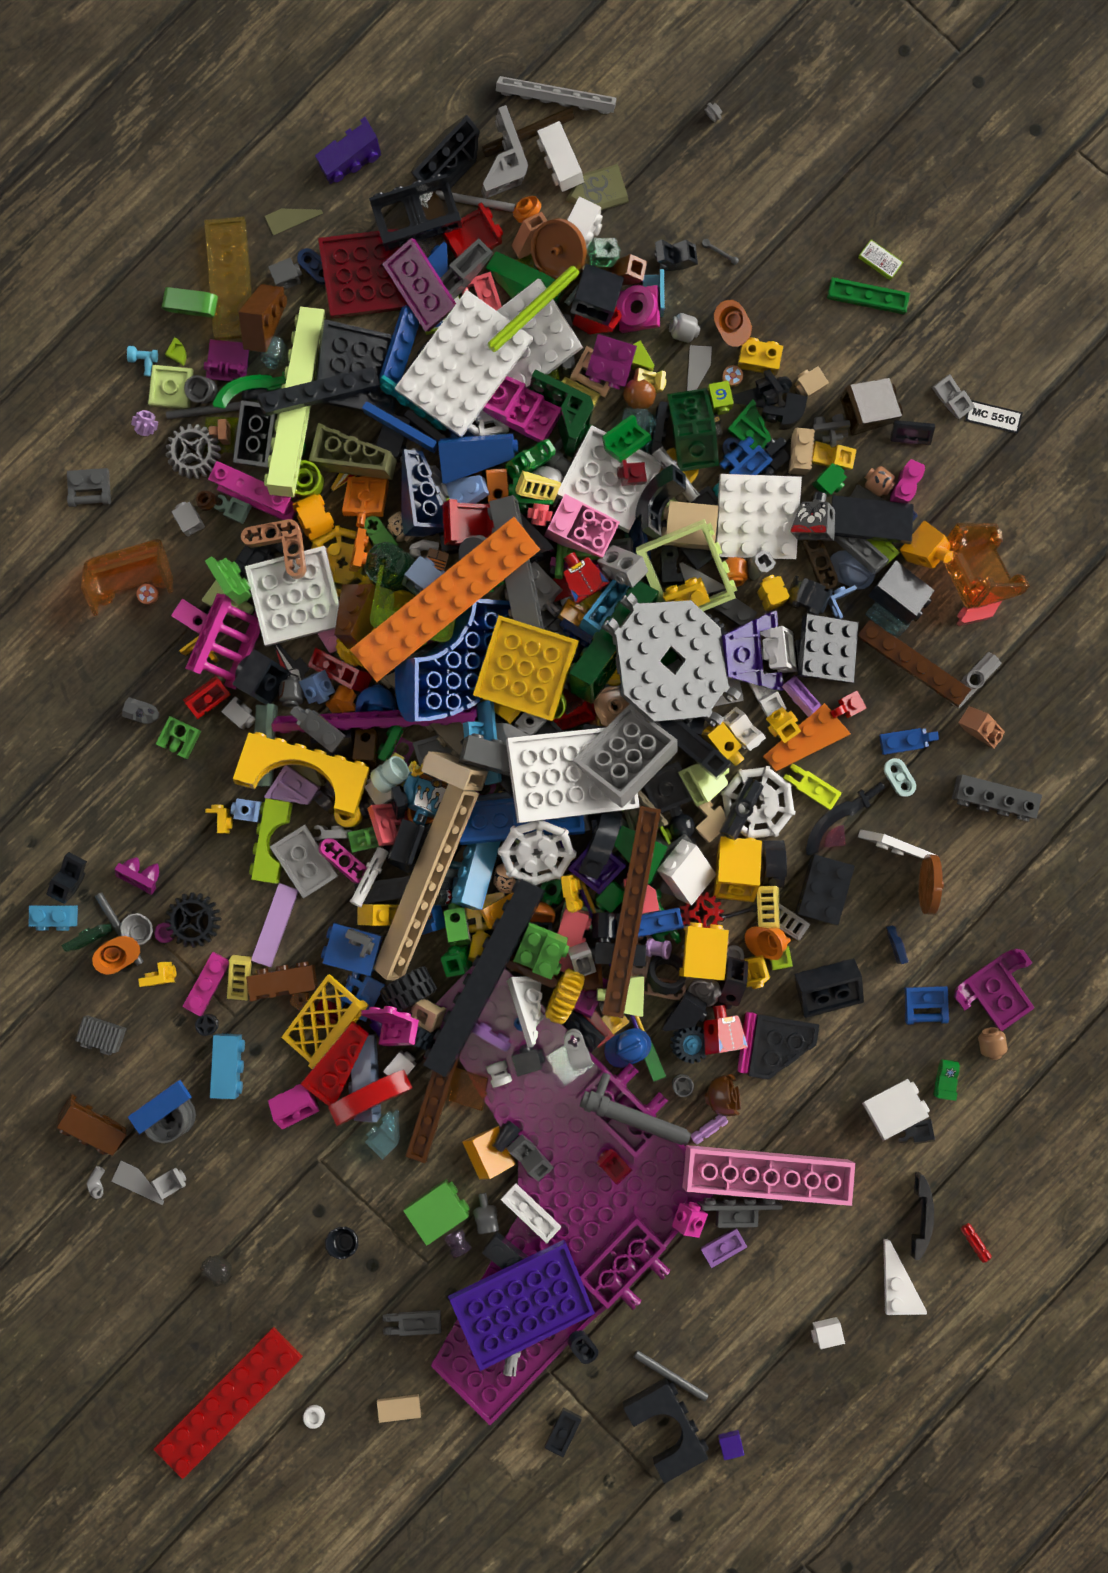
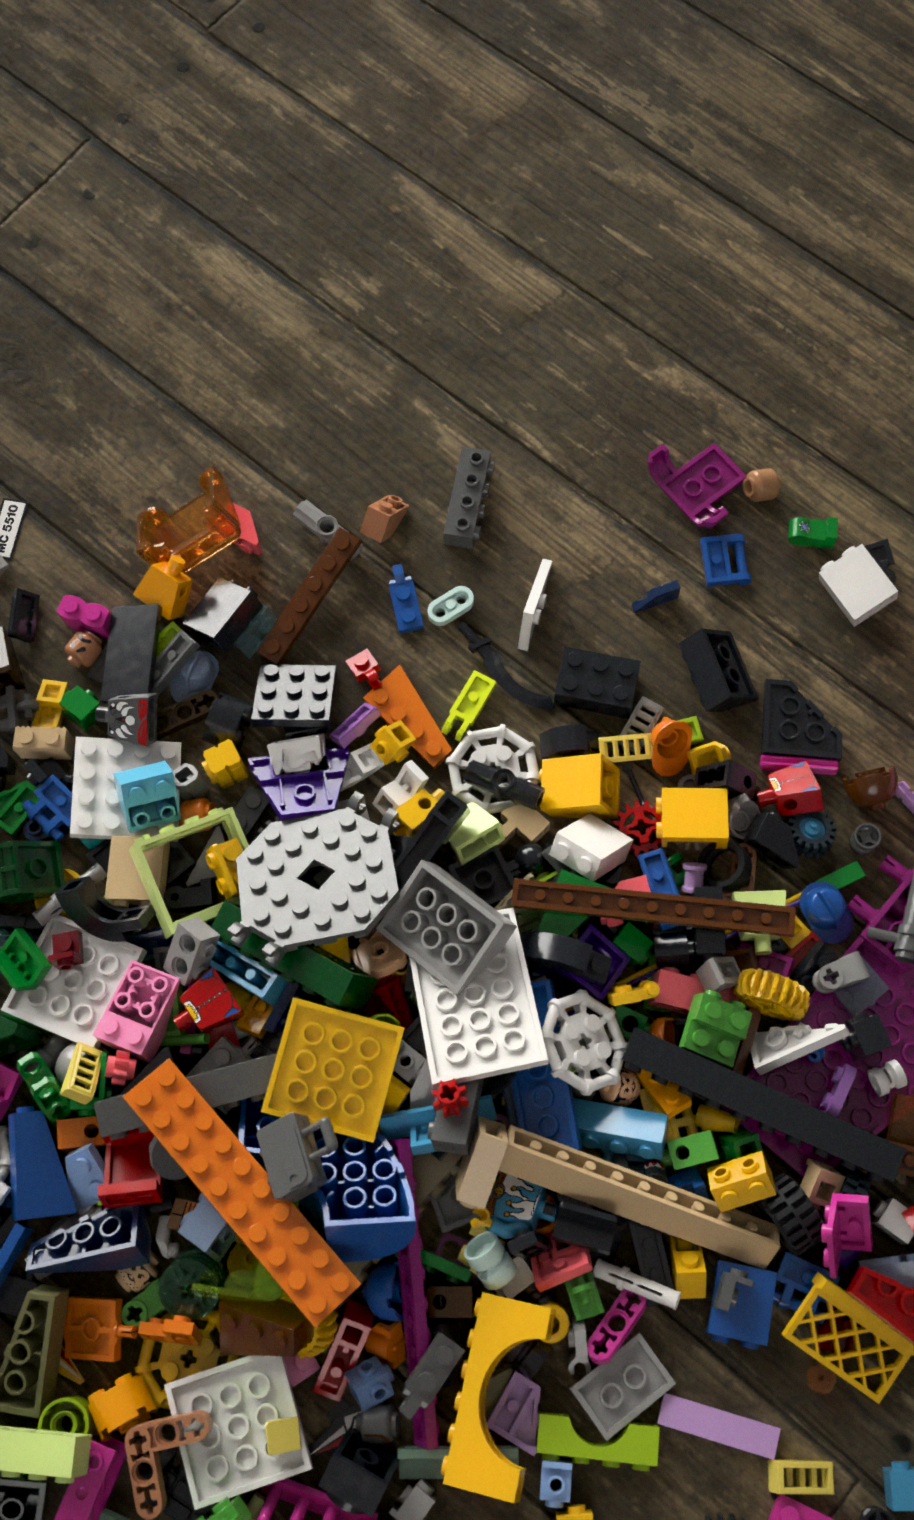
camera: 90 degrees left, 15 degrees down
(282, 981) = (799, 1407): reddish brown wedge -> none
(286, 626) = (283, 1435): none -> light yellow slope
(431, 956) = (741, 1181): none -> yellow brick
(465, 637) = (293, 1156): none -> dark grey piece
(496, 744) = (450, 1089): none -> red gear
(748, 533) = (147, 796): none -> medium azure slope
(835, 837) = (529, 676): clear pink tile -> none
(839, 593) = (224, 687): light blue bracket -> none
(930, 884) = (580, 558): dark orange piece -> none

